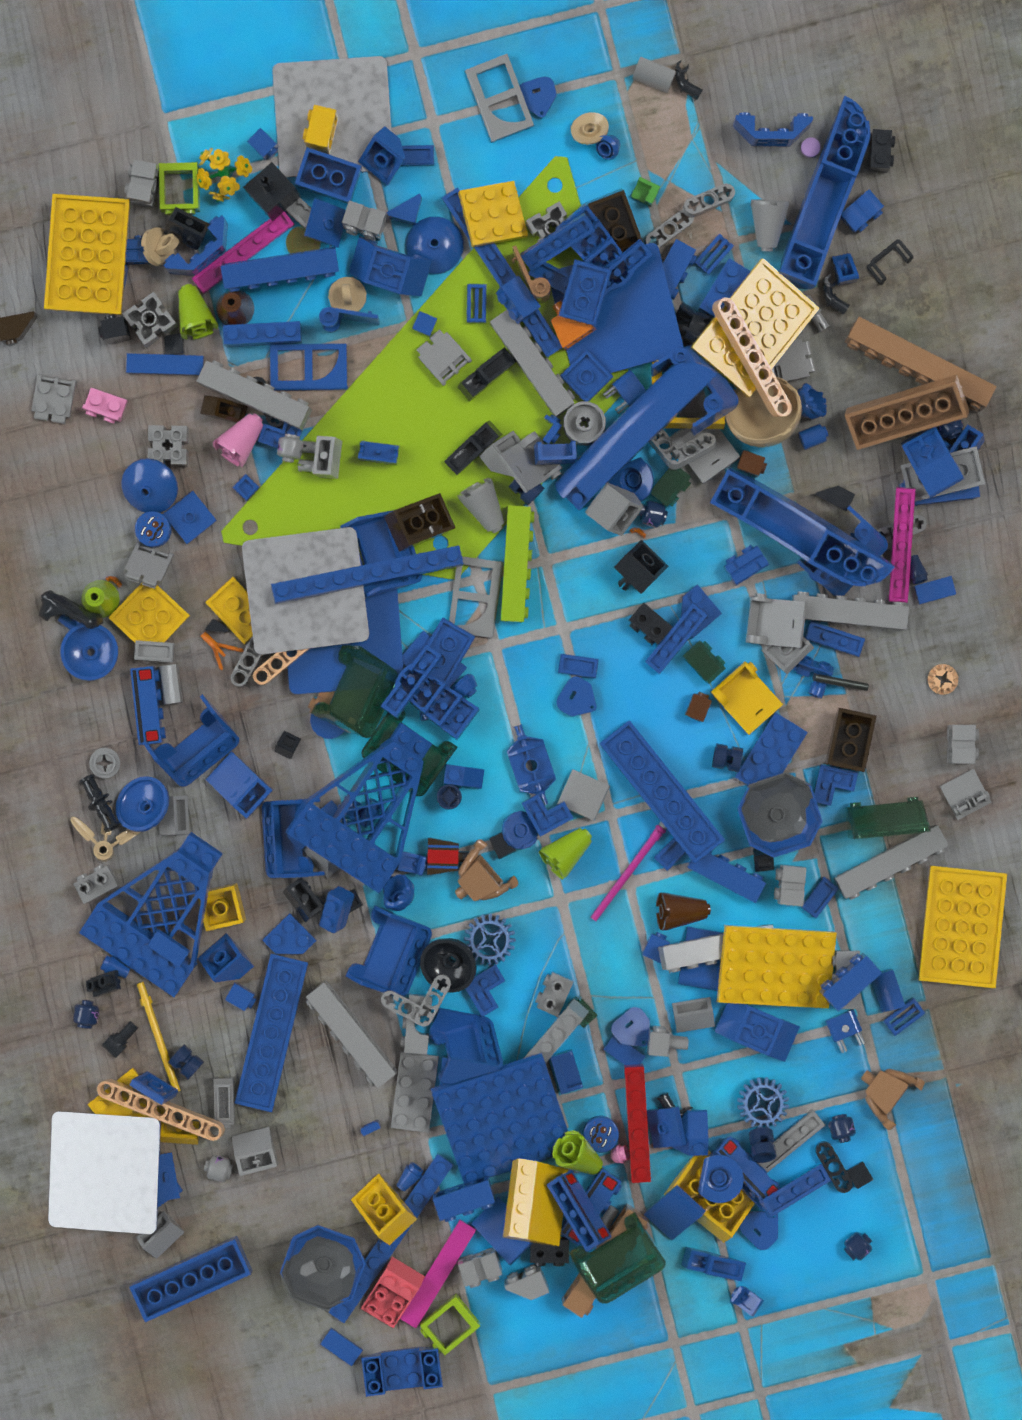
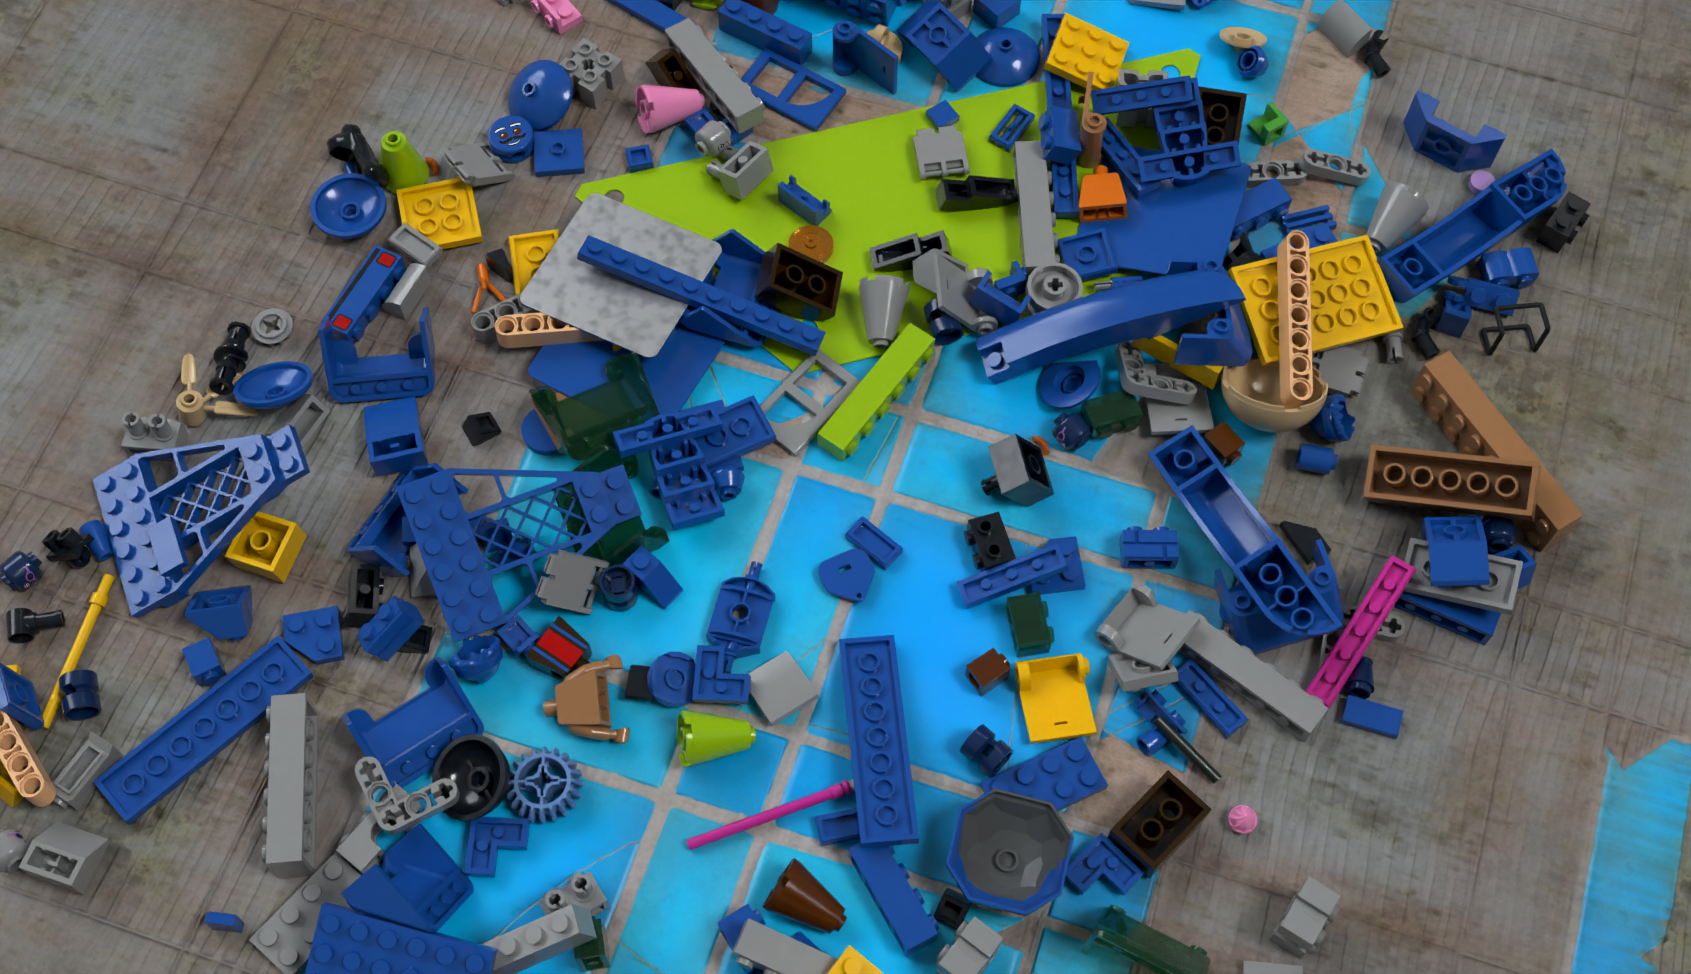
camera: 35 degrees right, 25 degrees down
(403, 481) = (812, 242): none -> clear orange piece
(420, 813) = (570, 581): none -> light grey plate
(585, 292) = (1140, 159): blue tile -> none
(614, 508) = (1030, 391): light grey slope -> none
(855, 243) = (1482, 294): none -> blue hinge
(895, 703) = (1242, 819): none -> bright pink plate
(934, 682) = (1322, 842): light nougat gear -> none

